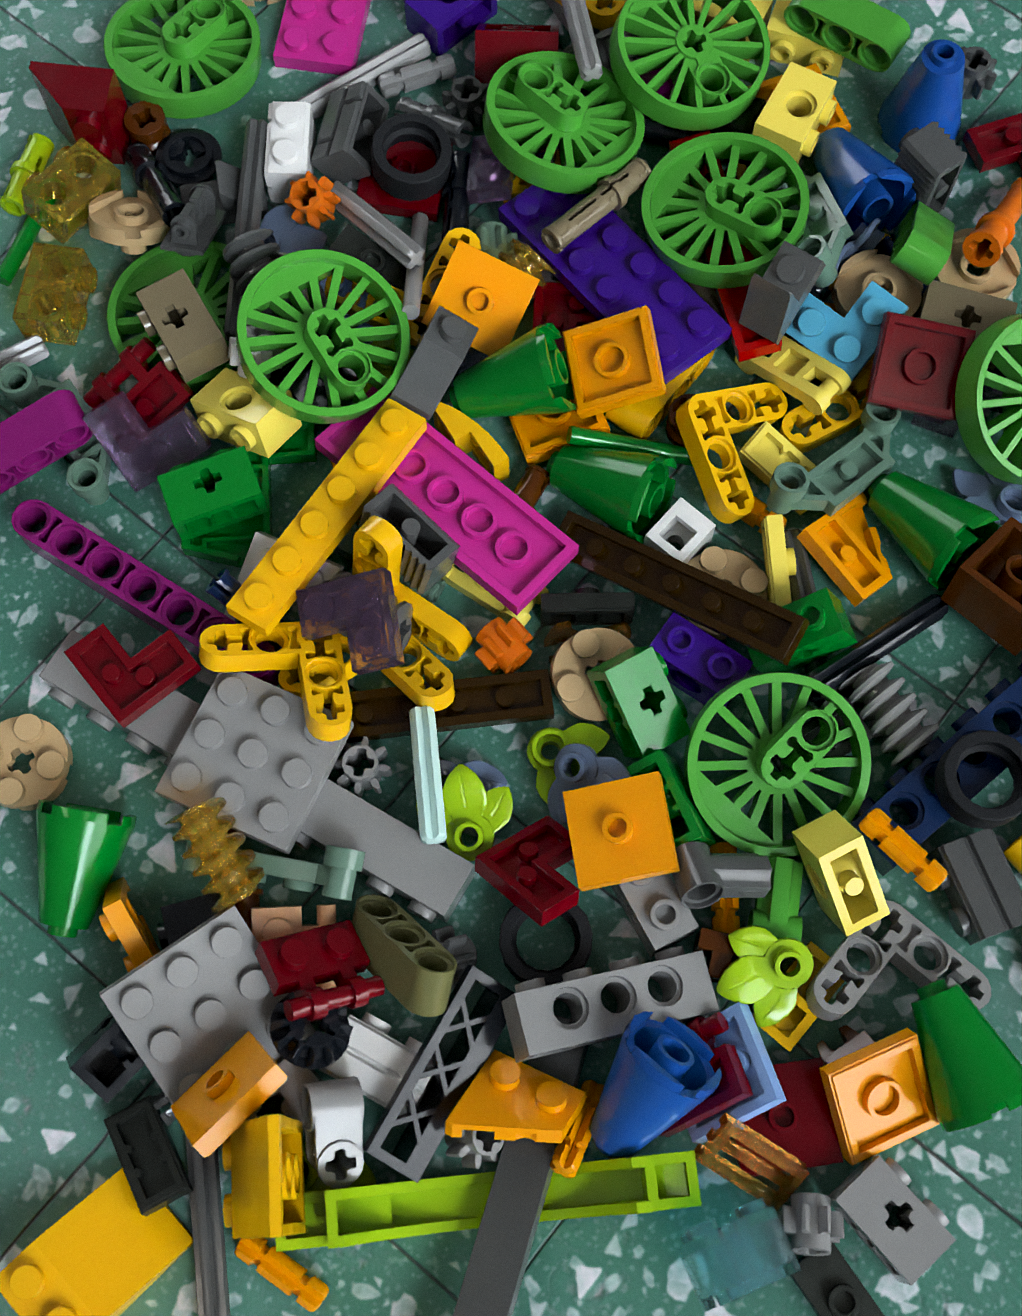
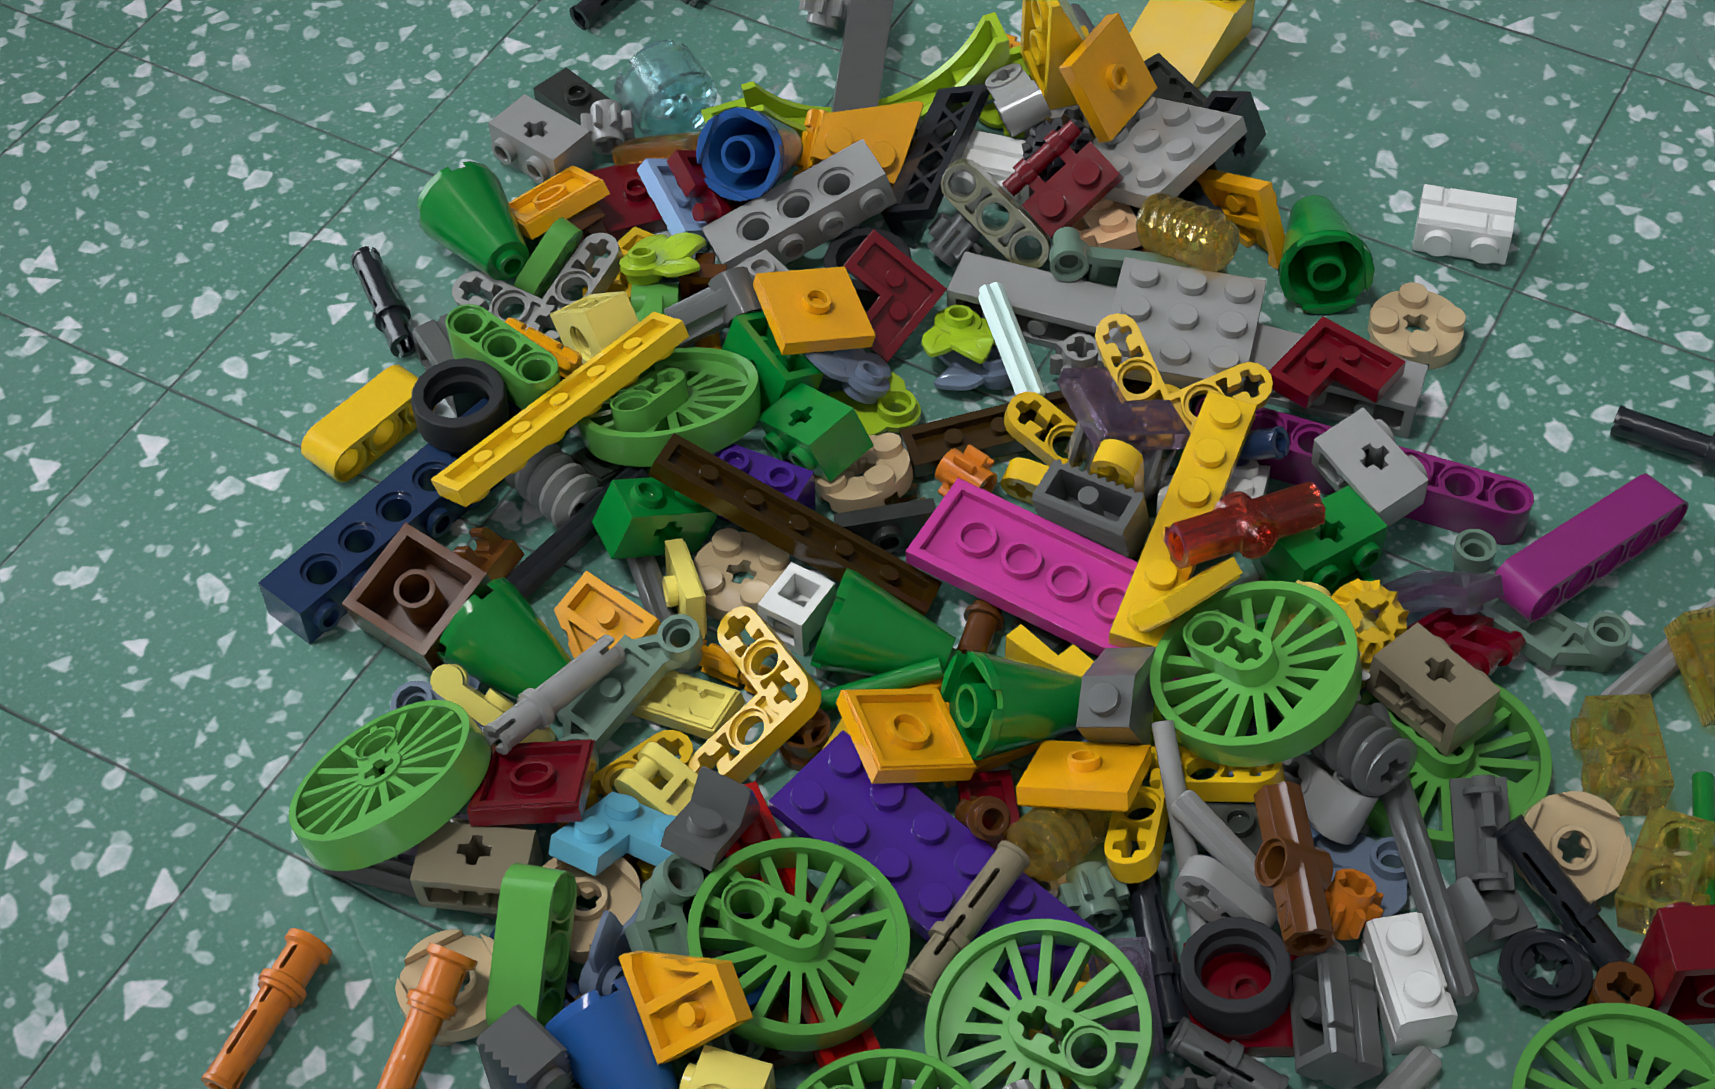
camera: 170 degrees right, 20 degrees down
(146, 542) = (1367, 459): none -> light grey brick
(200, 403) = (1369, 596): none -> yellow gear
(283, 466) = (1244, 525): none -> clear red piece
(348, 190) = (1294, 869): none -> reddish brown piece
(355, 411) = (1187, 595): none -> yellow tile
(402, 208) = (1220, 893): none -> light grey beam
(566, 291) = (984, 816): none -> reddish brown pin
(814, 155) = (684, 1000): none -> light orange wing
(883, 743) = (559, 409): none -> yellow plate
(887, 1003) = (549, 258): none -> bright green beam
(914, 429) = (538, 706): none -> light grey pin
(950, 462) = (452, 684): none -> light yellow plate
(951, 636) = (492, 553): none -> reddish brown tile
(966, 833) = (521, 363): none -> bright green beam

